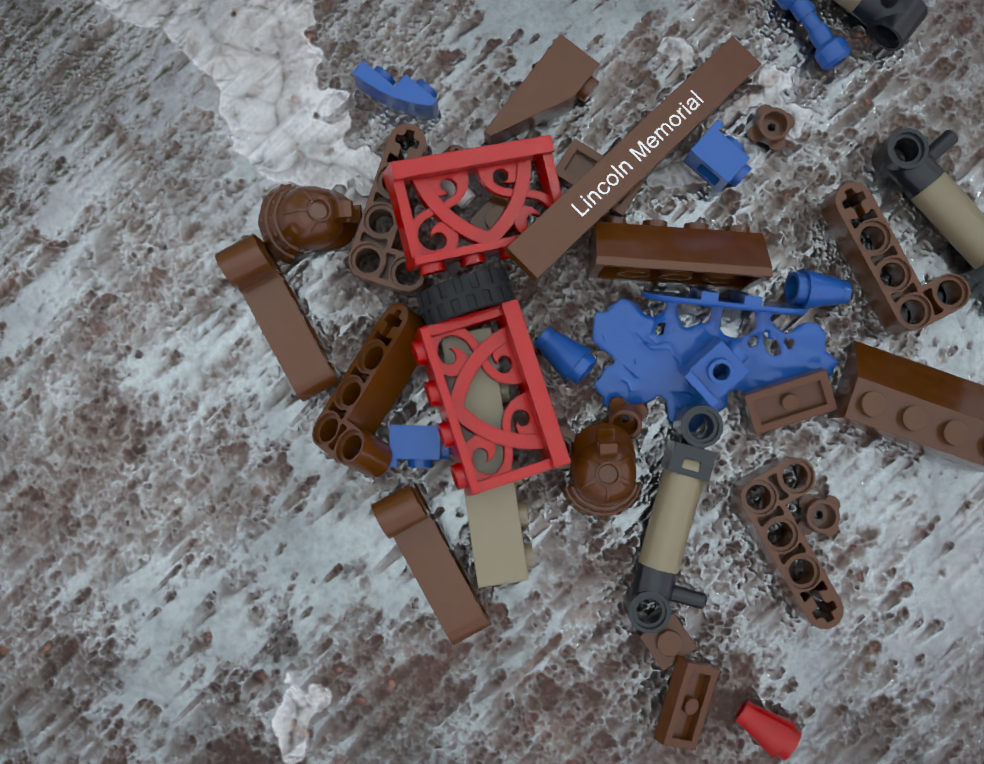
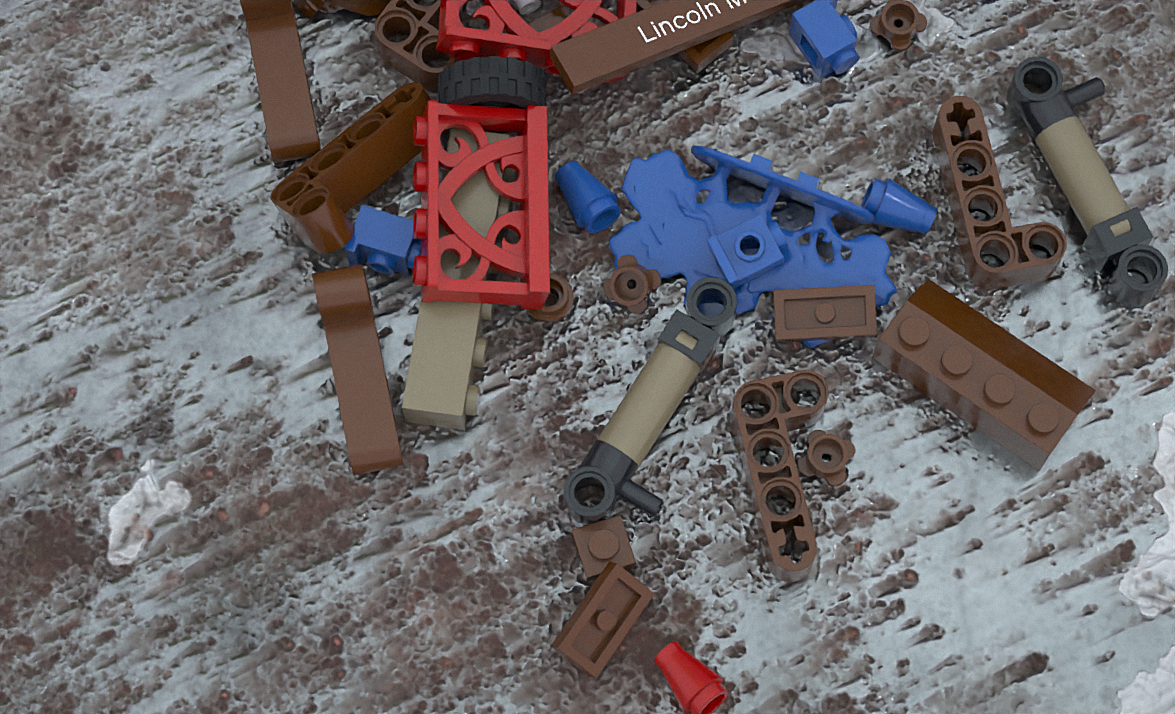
camera: 15 degrees right, 15 degrees down
(603, 472) = (587, 335): reddish brown helmet -> none
(678, 254) = (740, 120): reddish brown slope -> none

